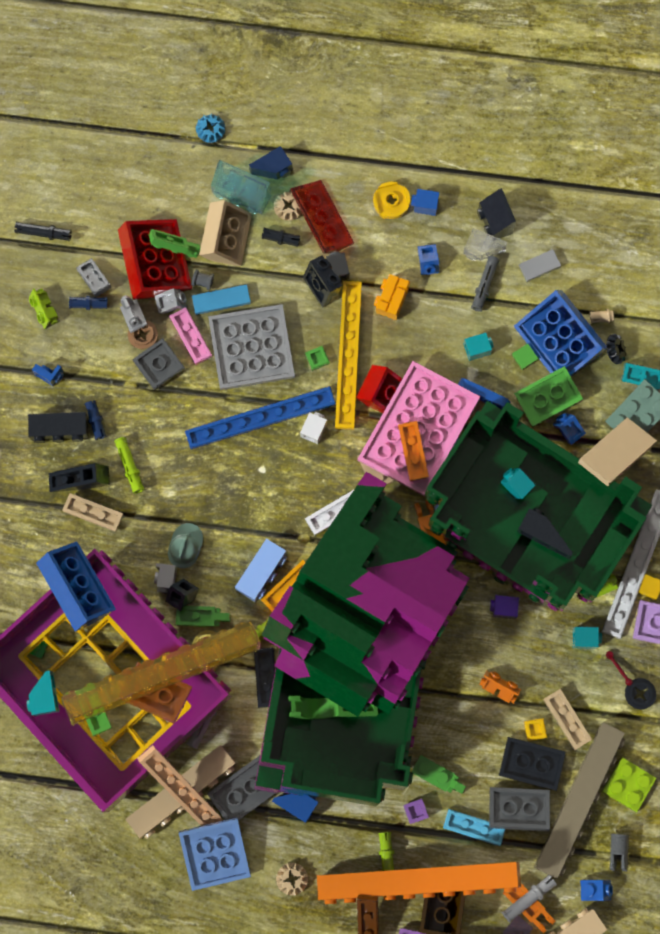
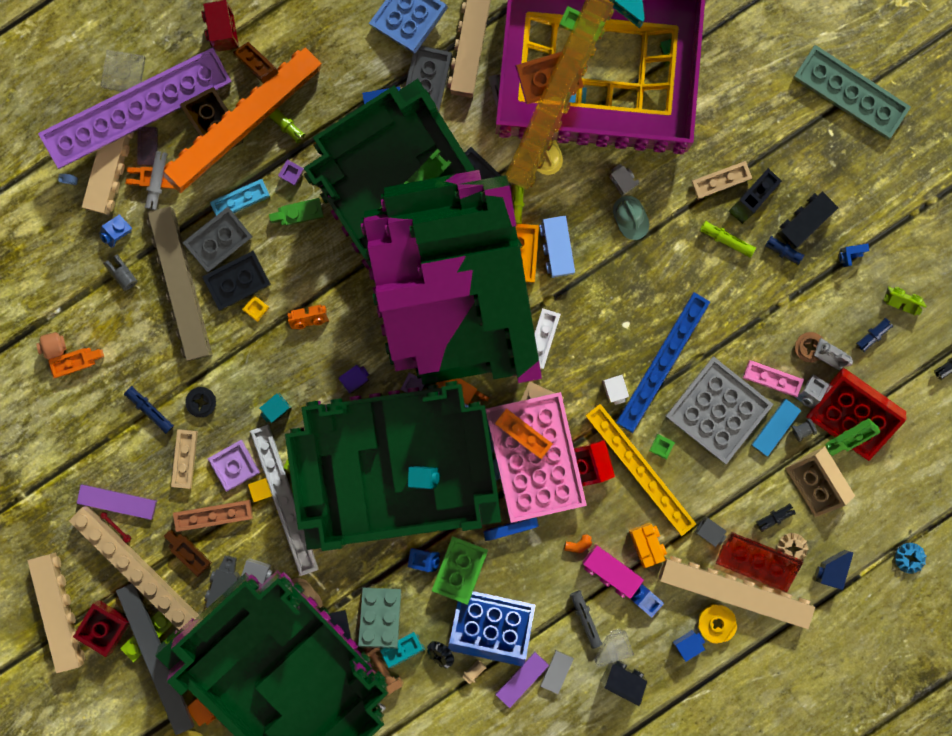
camera: 135 degrees right, 10 degrees up
(75, 585) = (681, 101): blue slope -> none
(93, 277) = (888, 357): plate -> none
(158, 364) = (777, 335): dark grey plate -> none
(178, 787) = (473, 31): light nougat plate -> none
(181, 594) = (600, 176): black brick -> none
(201, 616) = (572, 174): bright green hinge -> none
(241, 188) = (842, 528): clear light blue slope -> none
(300, 884) = (339, 57): tan gear -> none
(322, 280) = (712, 509): black plate -> none
(358, 209) = (737, 593): none -> tan brick
(435, 300) = (612, 572): none -> dark pink brick
(442, 338) = (579, 547): none -> orange arm
(464, 565) = (412, 382): none -> medium lavender plate
(478, 346) = (547, 563): teal brick -> none
(525, 356) = (505, 587): bright green tile -> none
(540, 530) = (375, 456): black slope -> none
(567, 719) = (238, 335): tan plate -> none
(570, 281) = (522, 679): none -> medium lavender tile
(609, 655) = (247, 411): dark red hinge -> none
(617, 451) = (368, 569): tan tile -> none
(629, 784) = (154, 328): lime plate -> none

